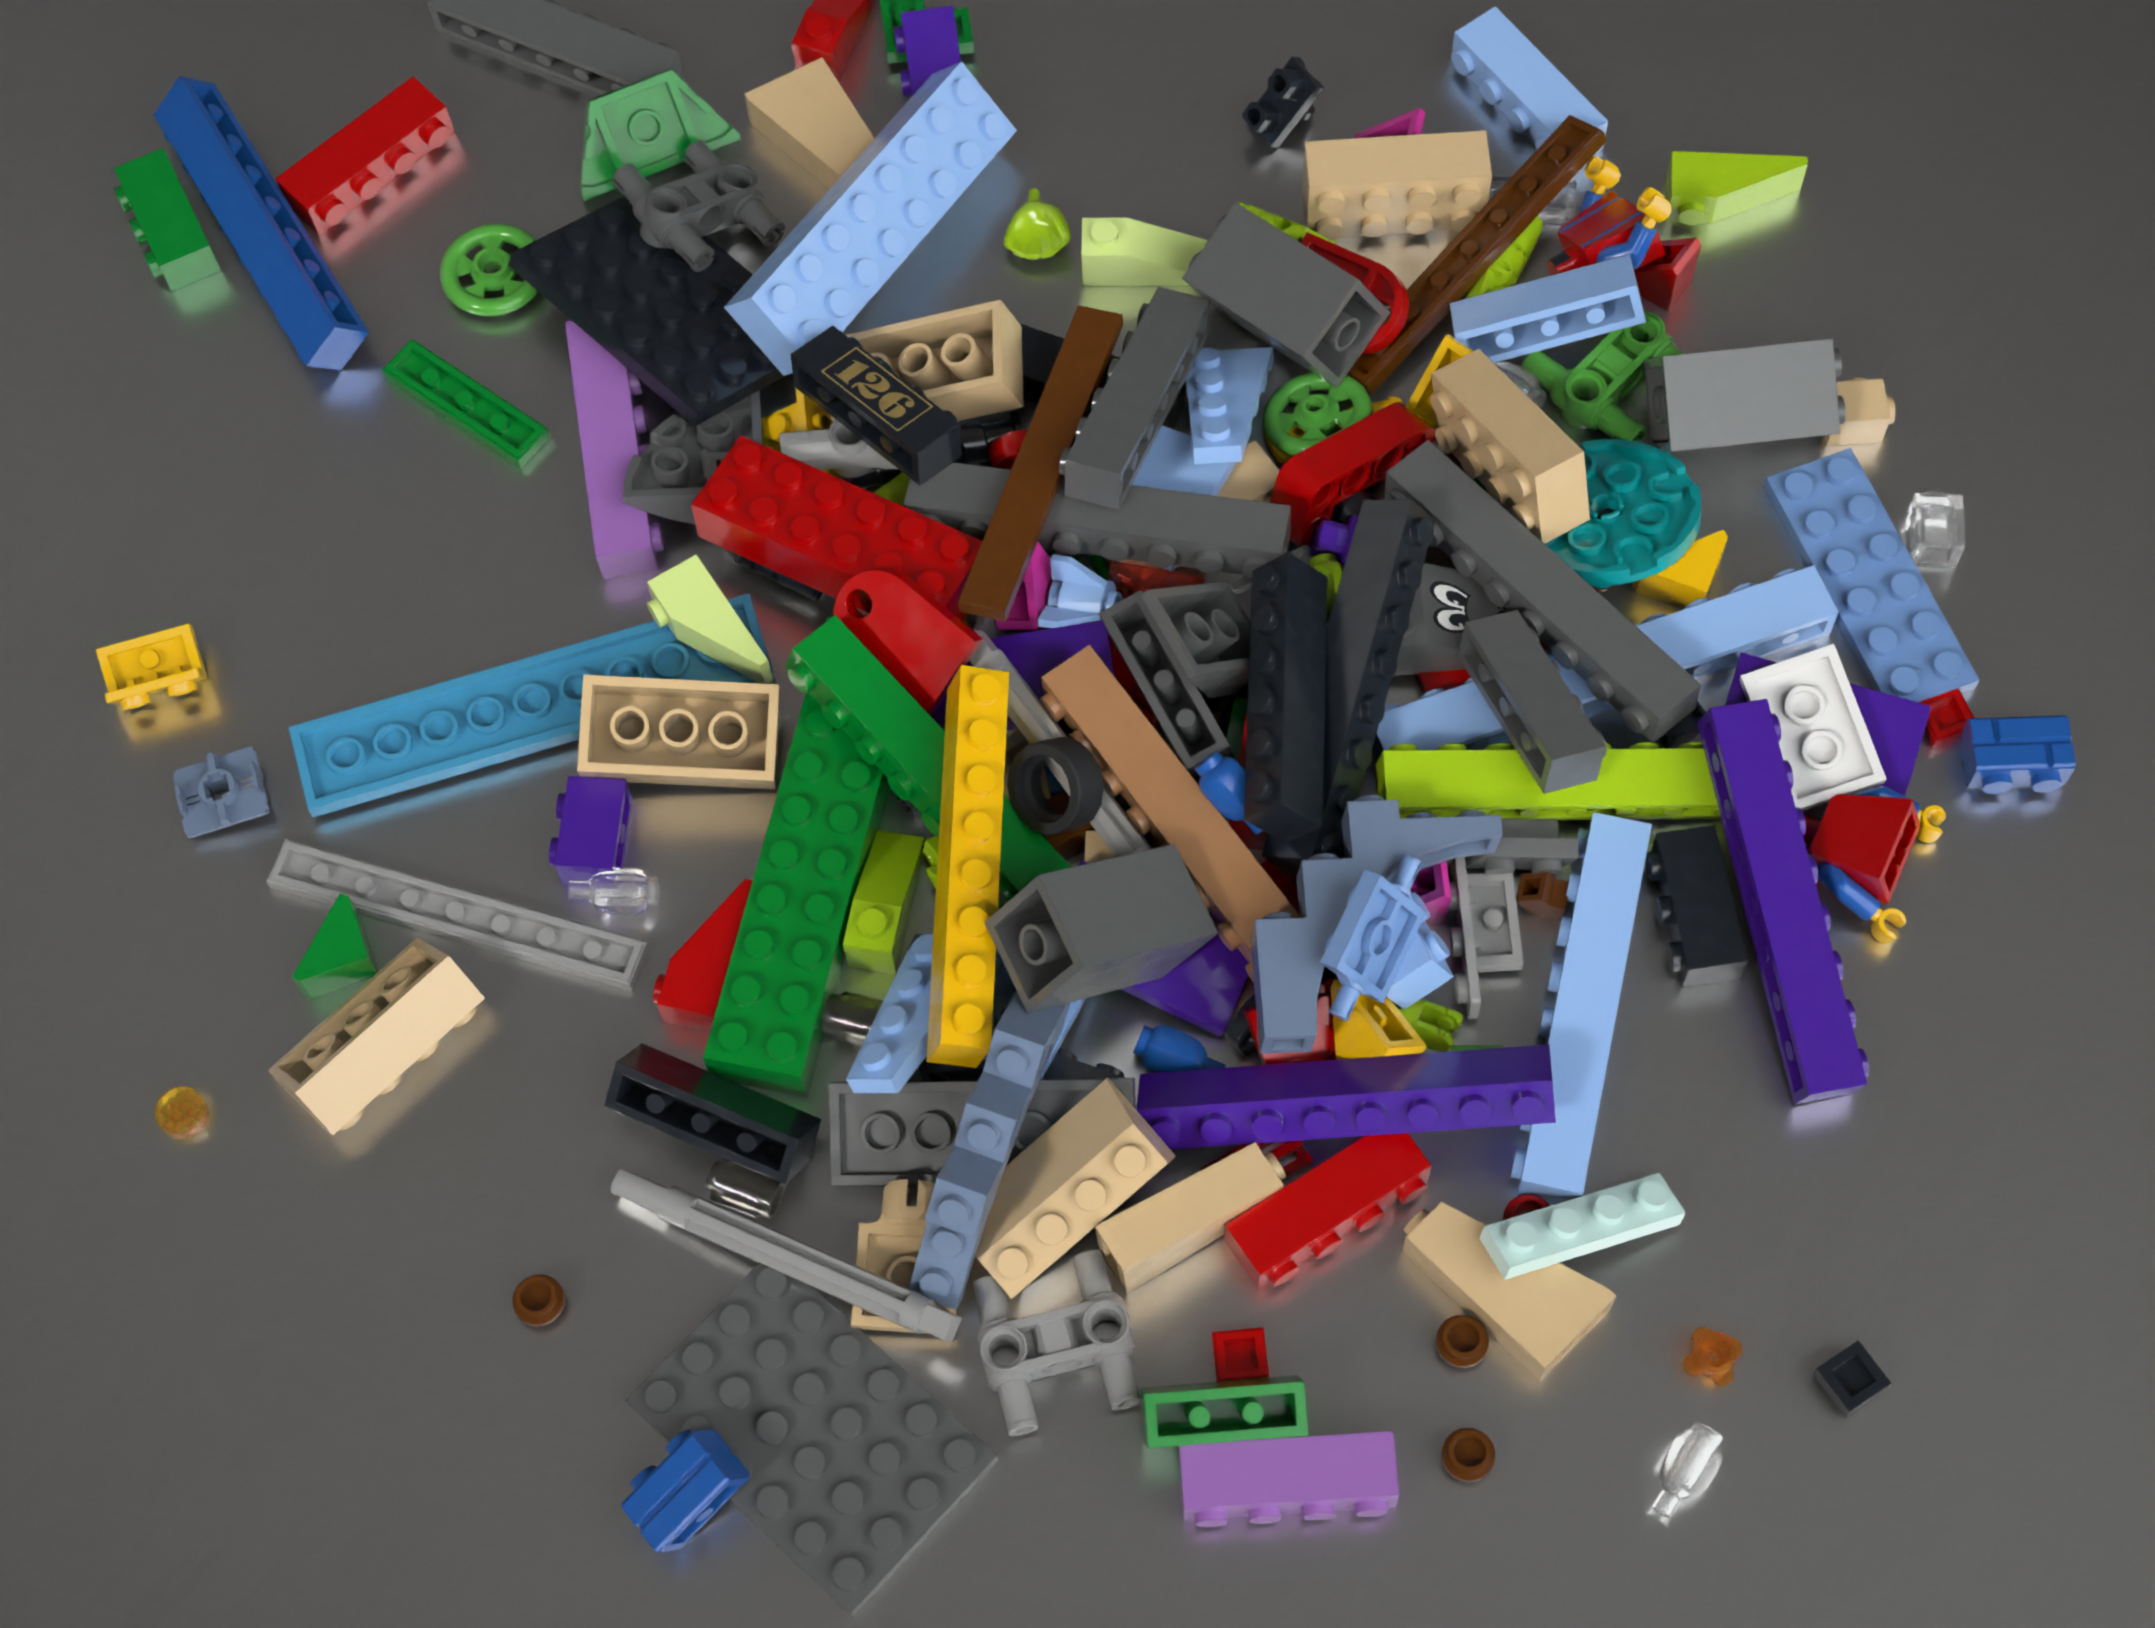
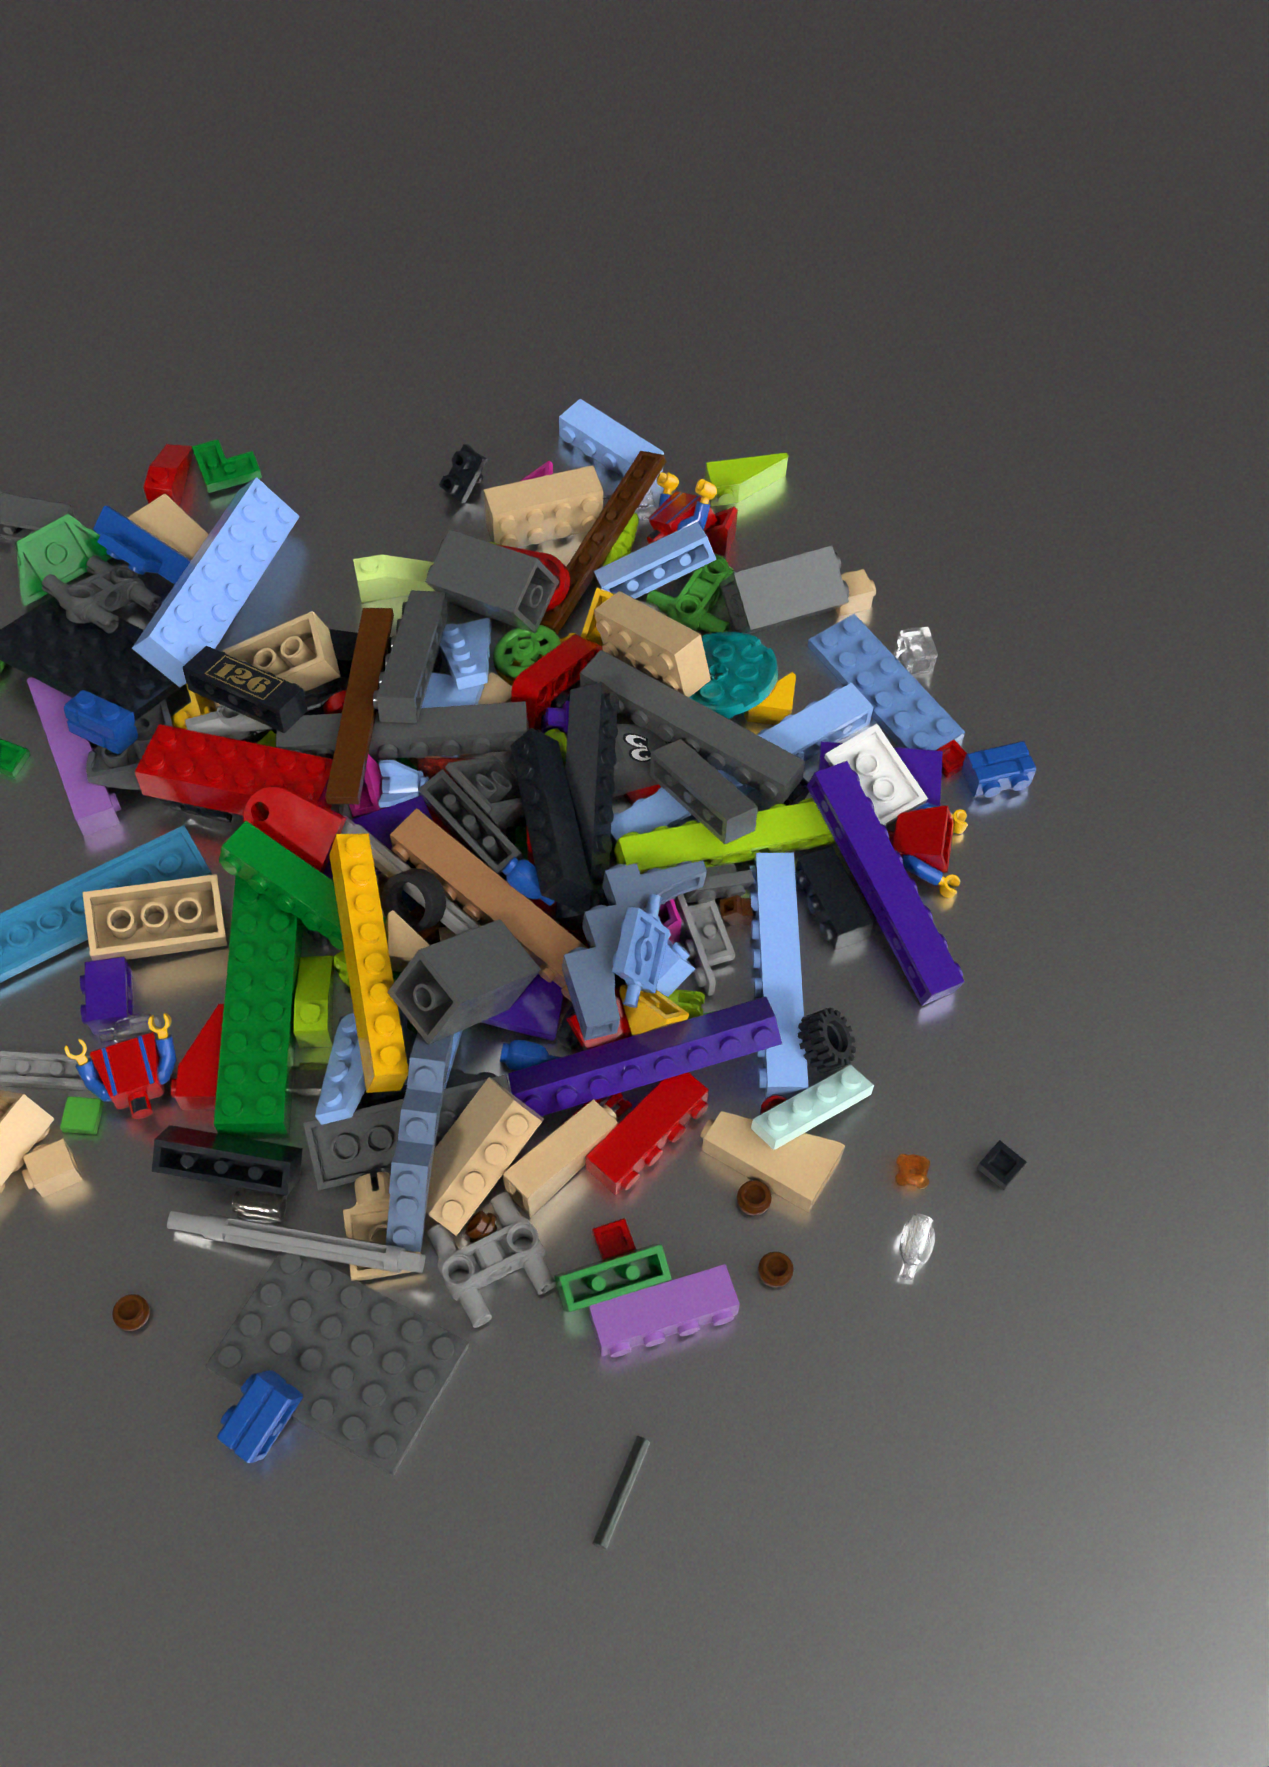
camera: 20 degrees left, 5 degrees down
(467, 1068) = (51, 1168): none -> tan brick
(524, 1000) = (82, 1115): none -> bright green tile
(602, 951) = (130, 1070): none -> torso
(658, 414) = (101, 722): none -> blue brick
(705, 620) = (158, 844): yellowish green slope -> none
(764, 140) = (138, 547): none -> blue bracket
(929, 45) = (231, 472): dark purple brick -> none
(1025, 847) = (401, 941): none -> tan slope
(1036, 229) = (325, 573): lime piece -> none
(1051, 1292) = (481, 1226): none -> reddish brown plate
(1629, 1128) = (826, 1040): none -> black tyre

